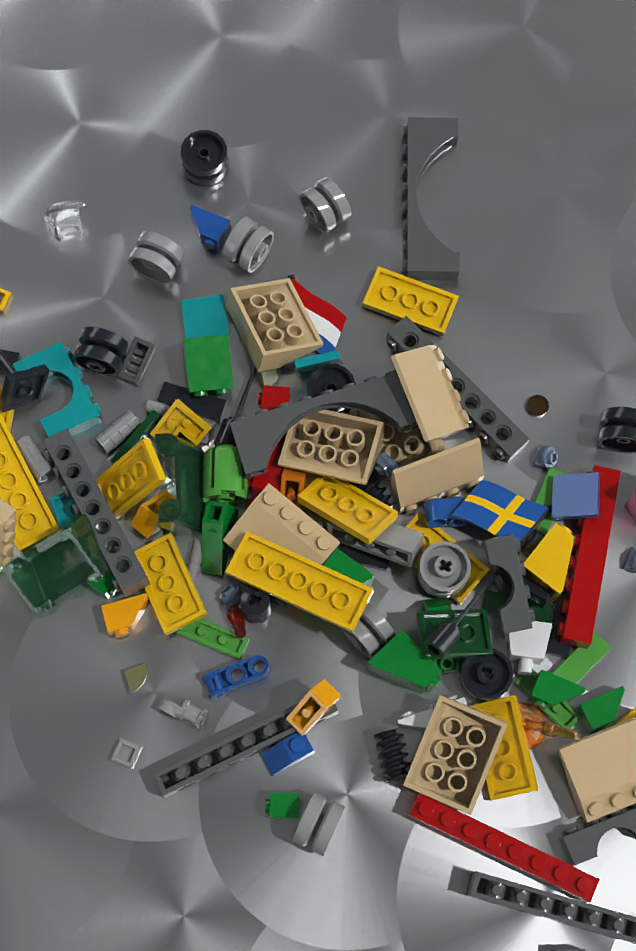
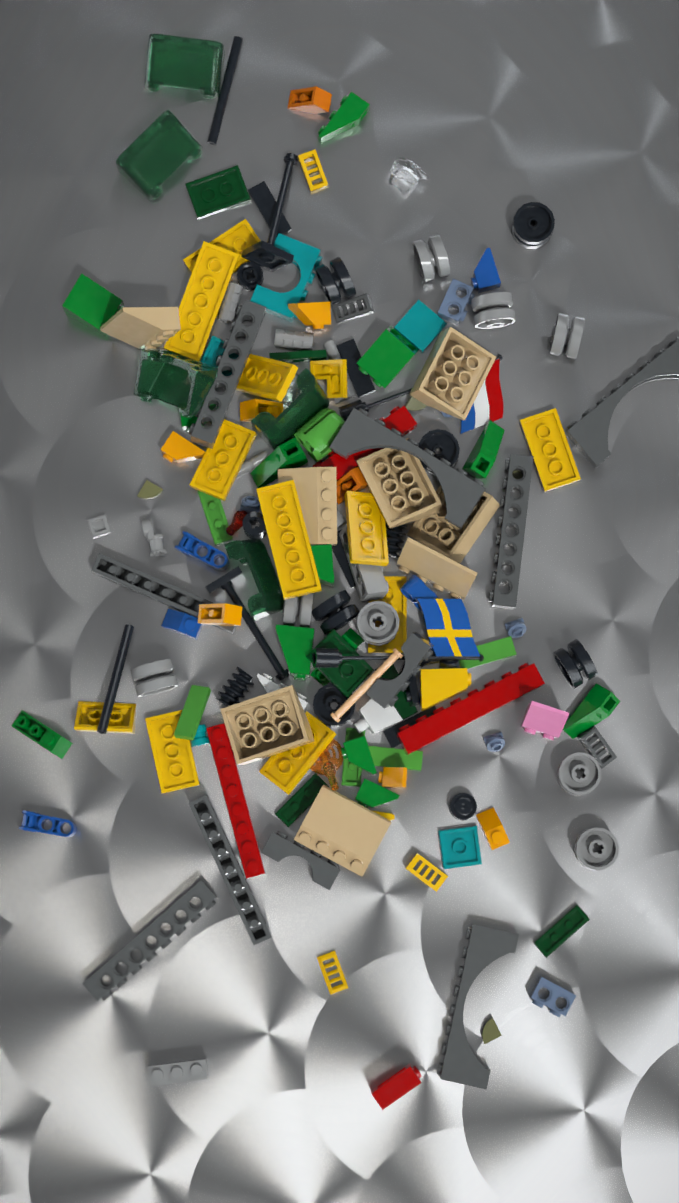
camera: 50 degrees right, 10 degrees up
(26, 421) = (250, 275): none -> black wheel
(110, 394) = (312, 313): none -> light orange slope
(208, 273) = (451, 300): none -> sand blue brick
(279, 628) = (270, 595): none -> clear green windscreen
(283, 805) = (148, 648): green brick -> none
(285, 678) = (226, 583): none -> black tile
(288, 865) = (115, 679): none -> black piece
(312, 362) = (450, 427): teal tile -> none
(314, 906) = (121, 719): none -> yellow slope
(365, 353) = (485, 451): none -> green slope
(382, 816) = (192, 712): none -> bright green tile
(385, 465) = (417, 529): sand blue plate -> none
(401, 600) = (334, 610): none -> black wheel
(403, 869) = (171, 755): none -> yellow plate
(408, 829) = (200, 737): none -> teal wheel
(430, 392) = (486, 517): tan slope -> none
(496, 626) = (366, 685): none -> light nougat bar
(537, 405) = (549, 594): dark brown piece -> none
(550, 783) = (300, 801): none -> dark green tile
(575, 496) = (501, 667): blue tile -> none
(601, 676) = (393, 777): none -> light orange slope

